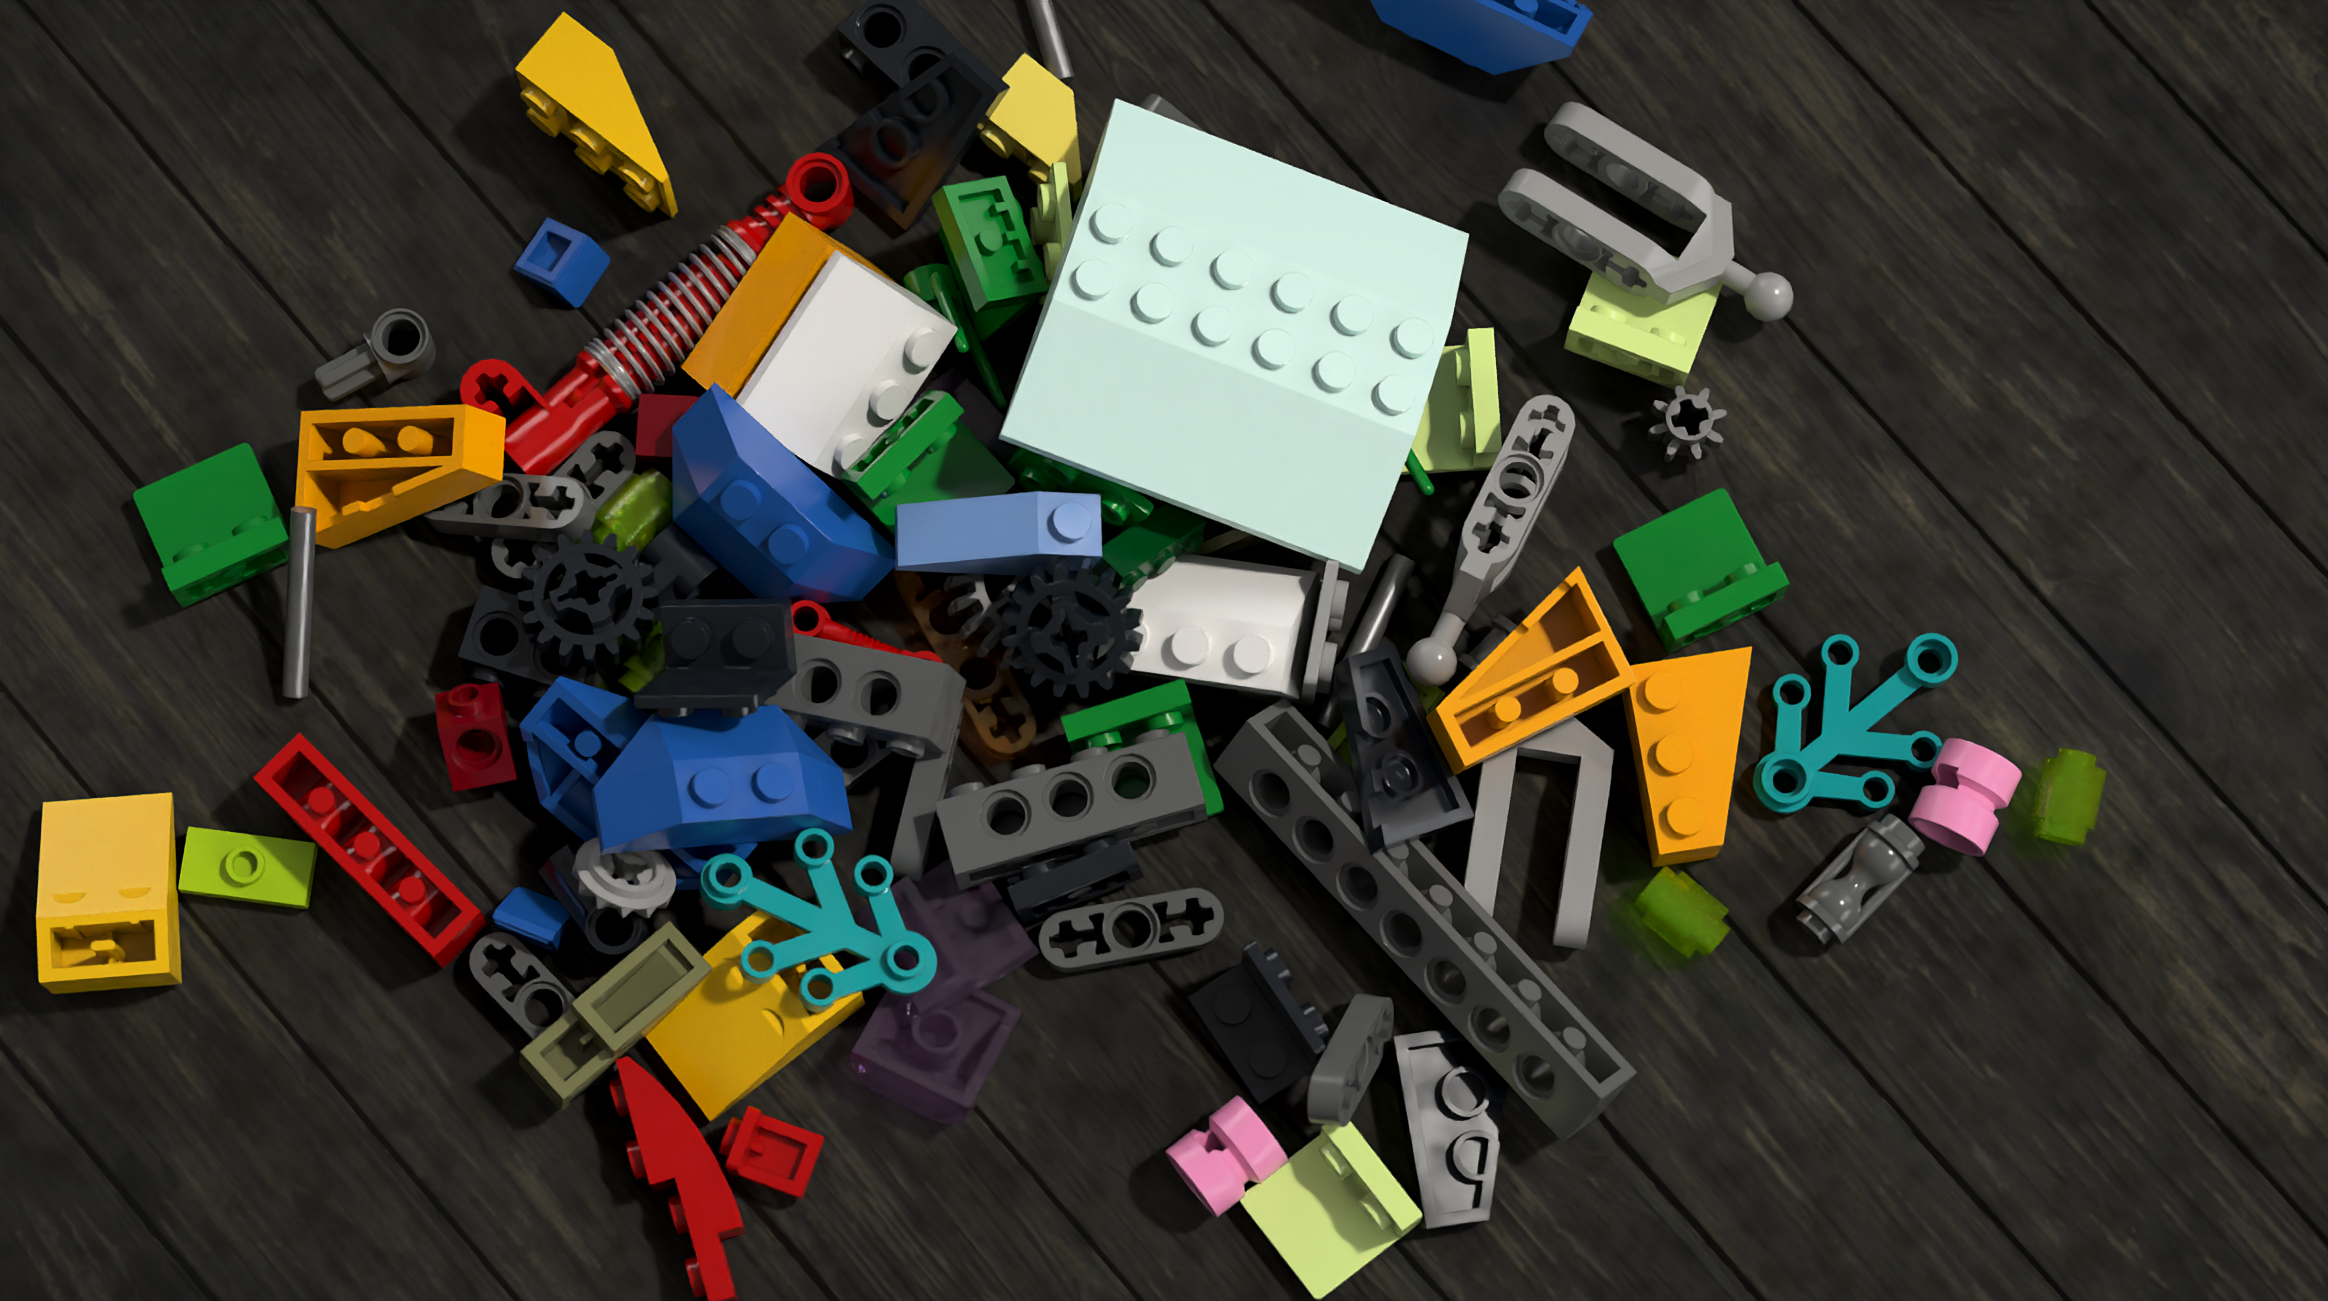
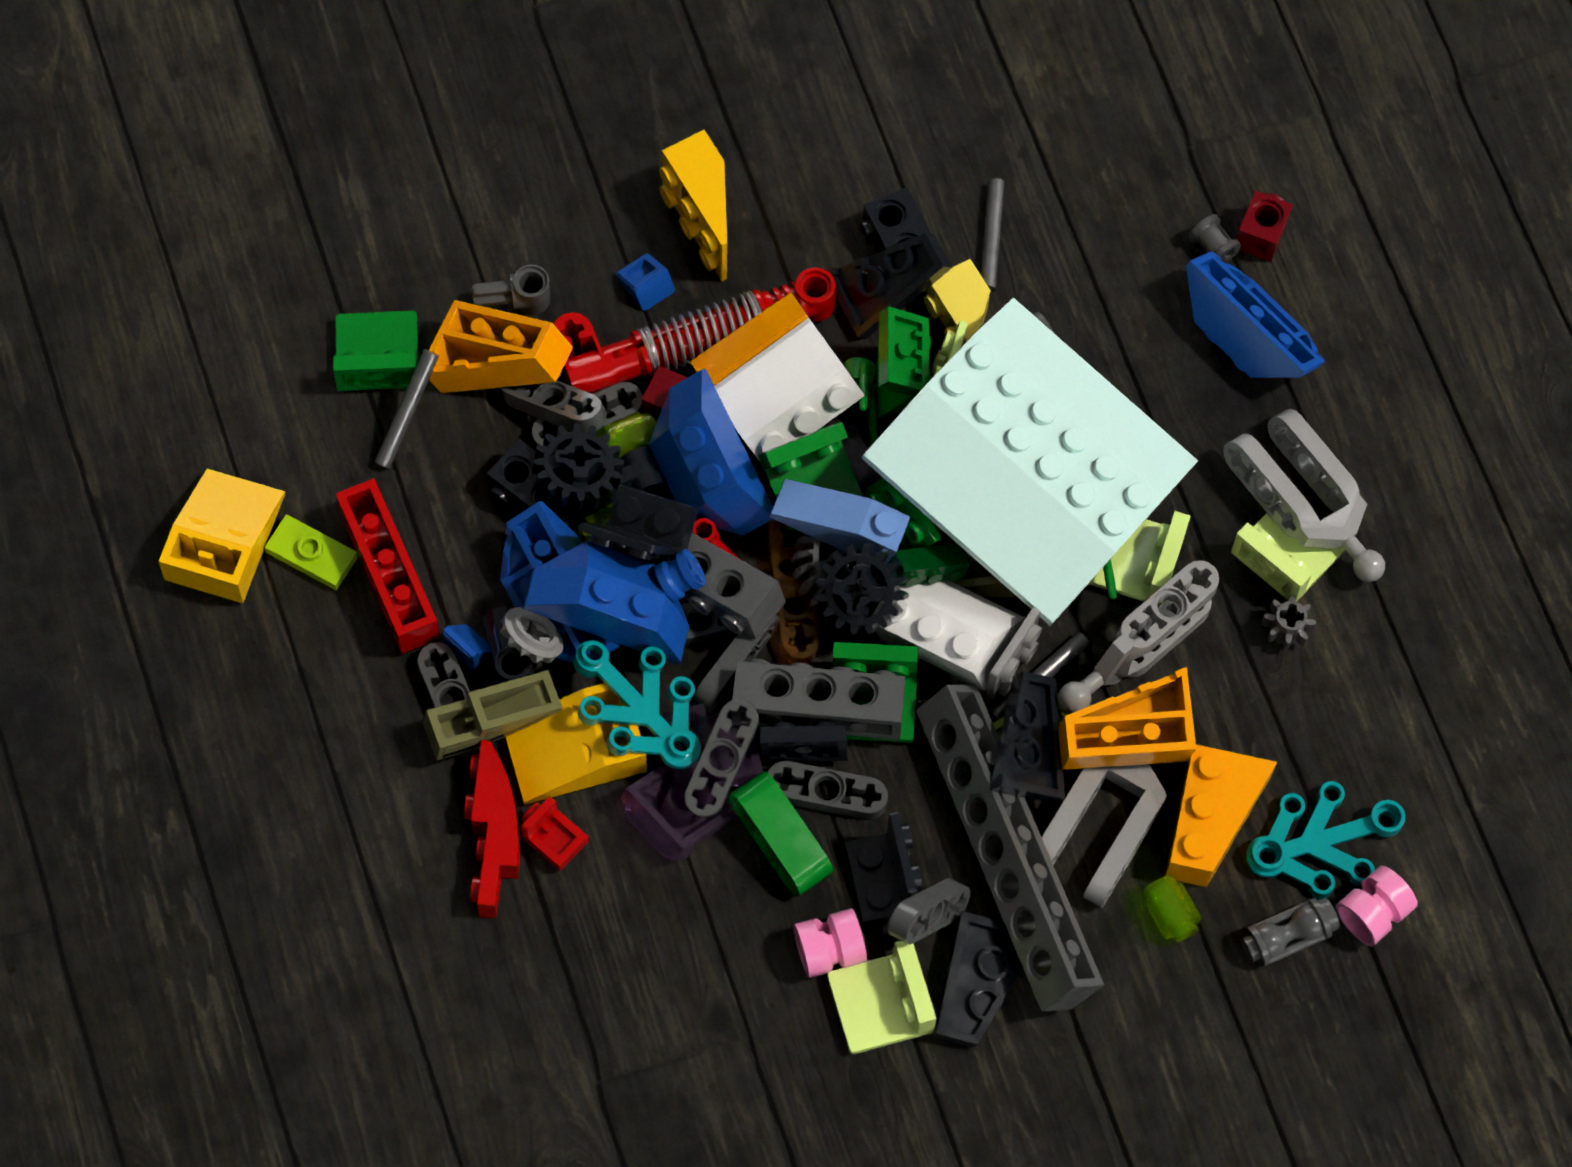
camera: 20 degrees right, 10 degrees down
(475, 757) = (477, 539): dark red brick -> none
(805, 711) = (680, 575): none -> blue wheel
(953, 1002) = (725, 724): none -> dark grey beam
(1094, 1024) = (780, 833): none -> green beam
(1698, 570) = (1262, 711): green bracket -> none
(2068, 797) = (1442, 932): clear neon green brick -> none

